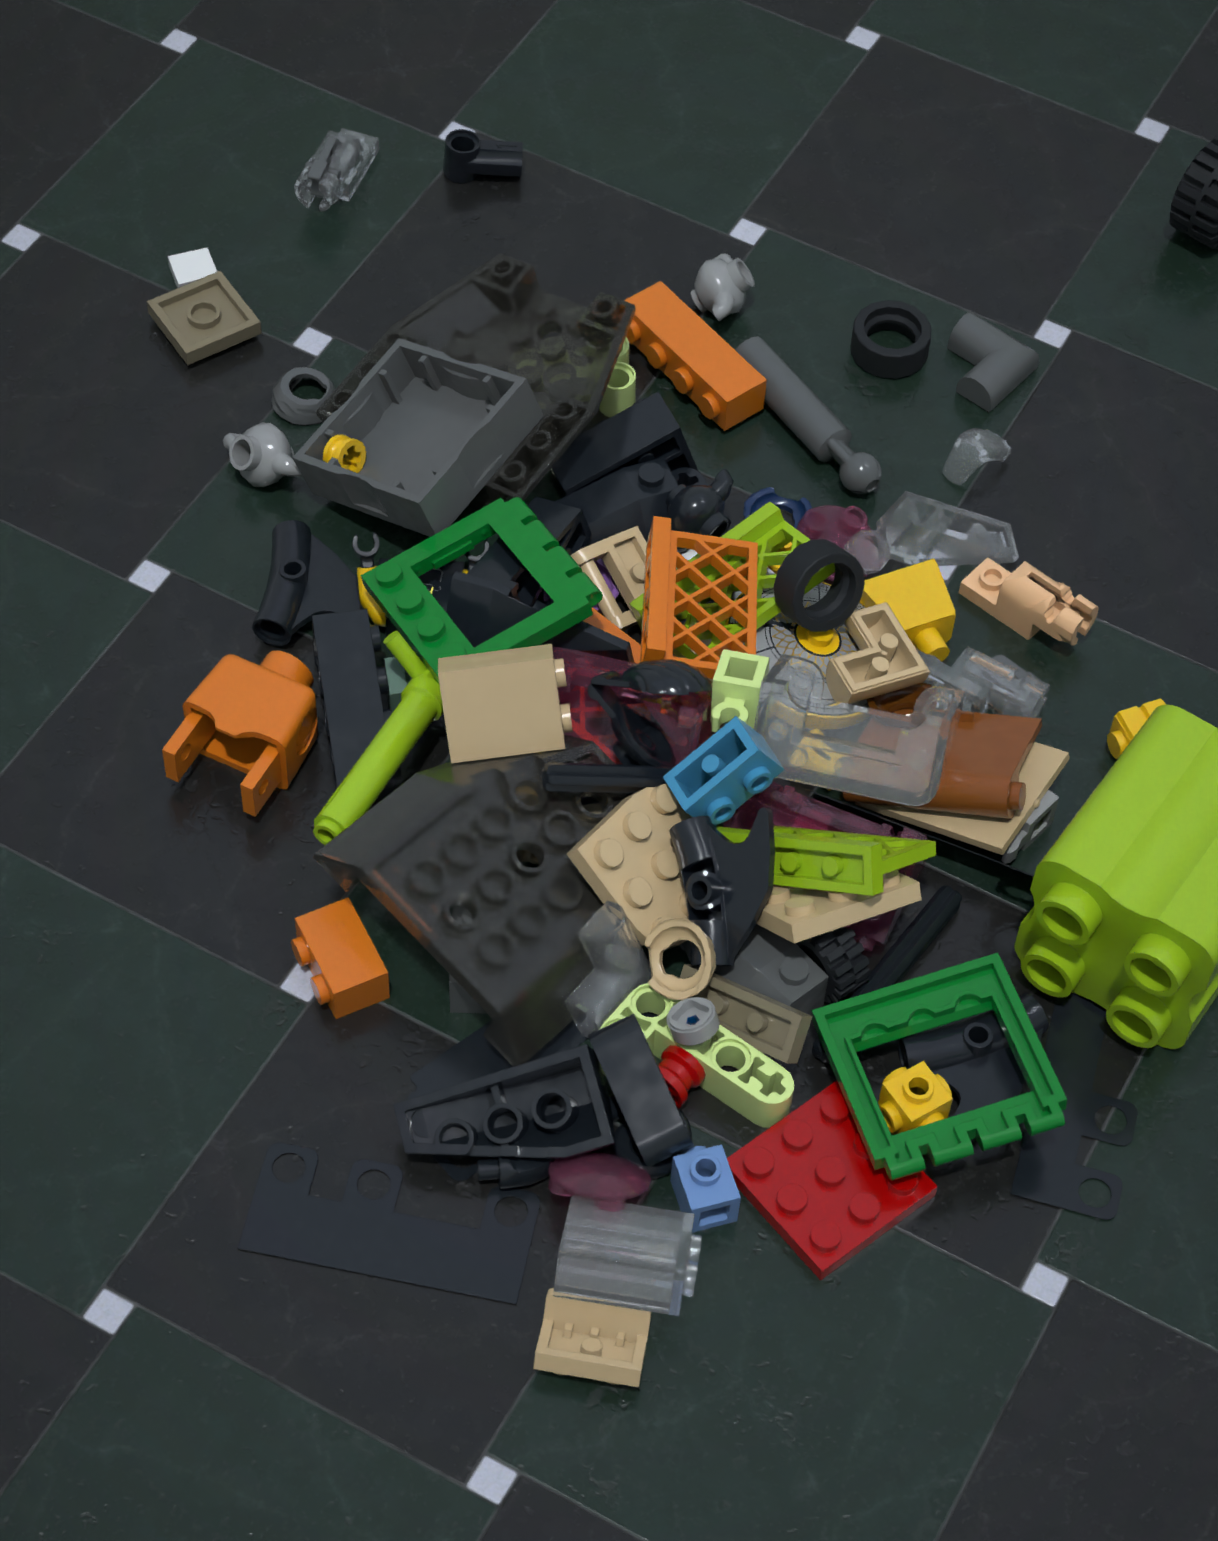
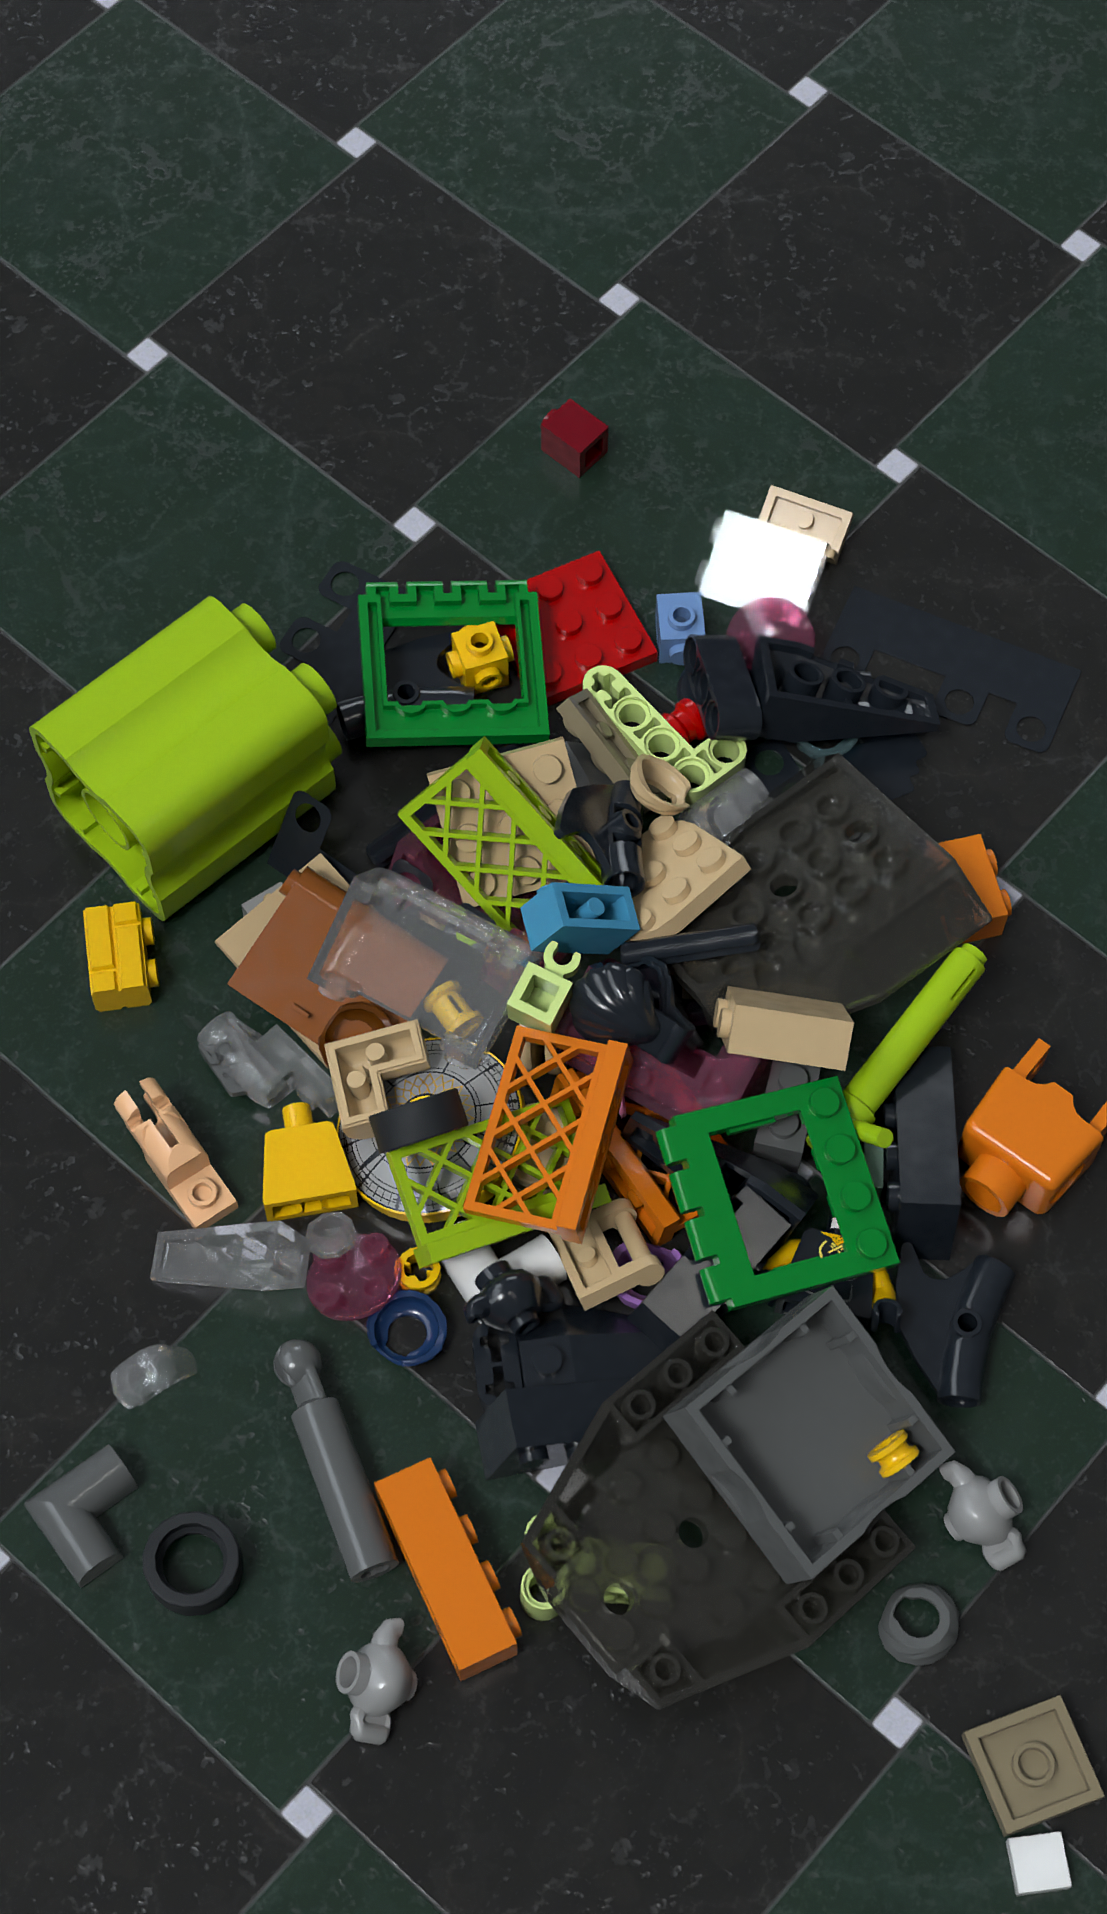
camera: 165 degrees left, 10 degrees up
(693, 1021) = (661, 733): light grey tile -> none
(895, 1410) = (574, 437): none -> dark red brick

